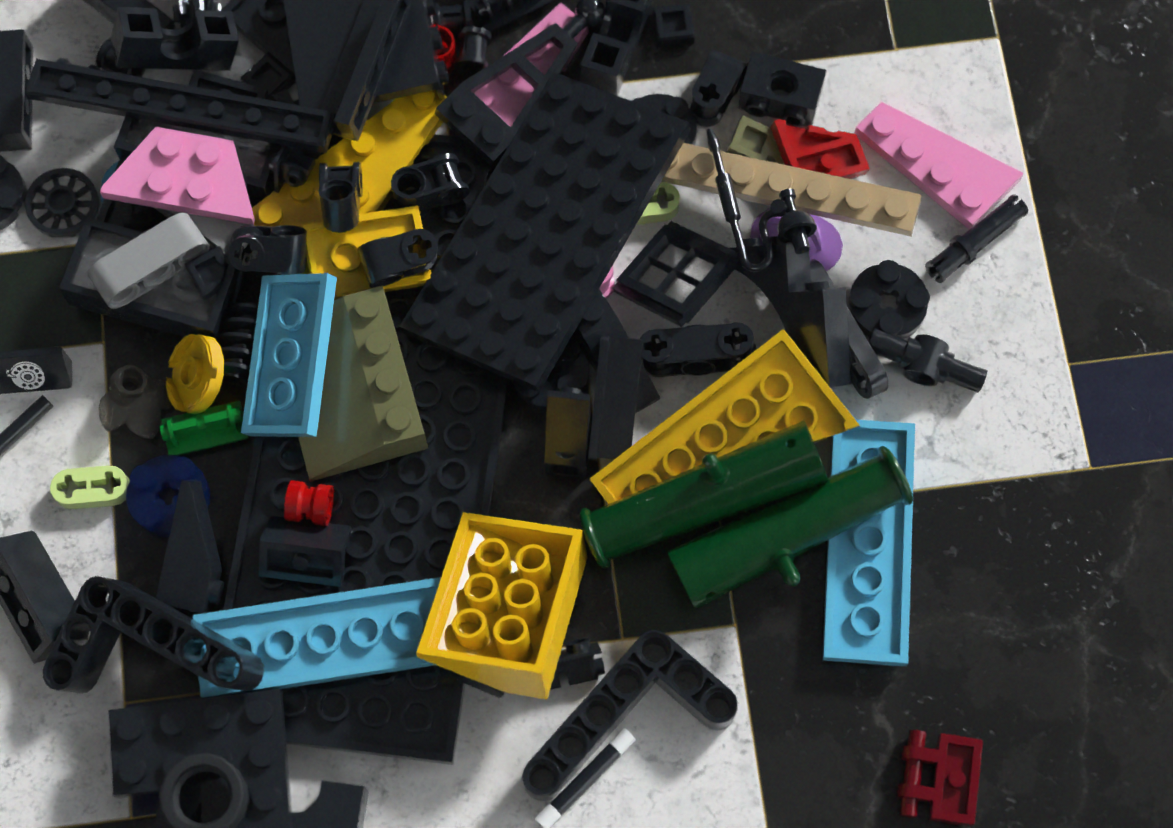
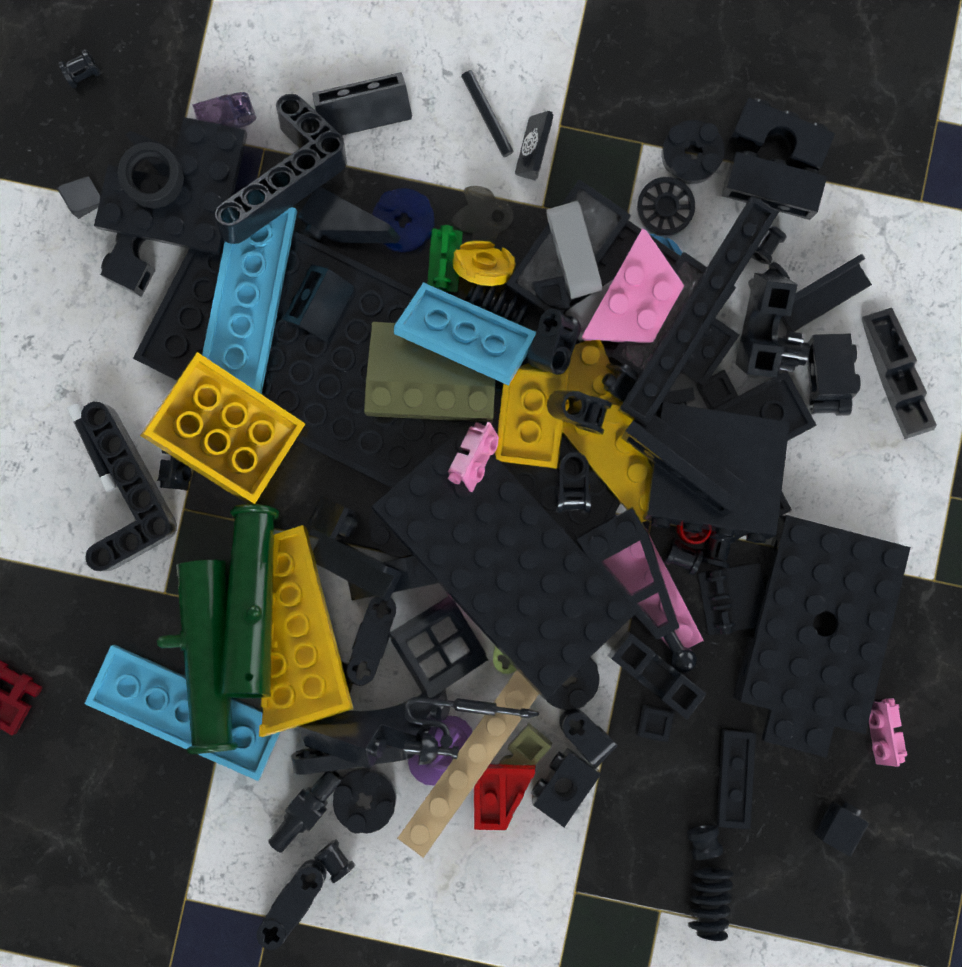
camera: 105 degrees right, 15 degrees up
(89, 478) = (436, 168): yellowish green beam -> none
(90, 761) = (227, 110): none -> clear purple leg
(311, 503) = (350, 315): red wheel -> none
(393, 258) = (513, 430): black piece -> none
(417, 295) = (480, 443): none -> bright pink hinge
(944, 168) = (457, 889): bright pink wing -> none
(965, 247) = (384, 876): black pin -> none
(971, 308) = (334, 861): none -> black bush
(1040, 337) = (291, 904): none -> black piece

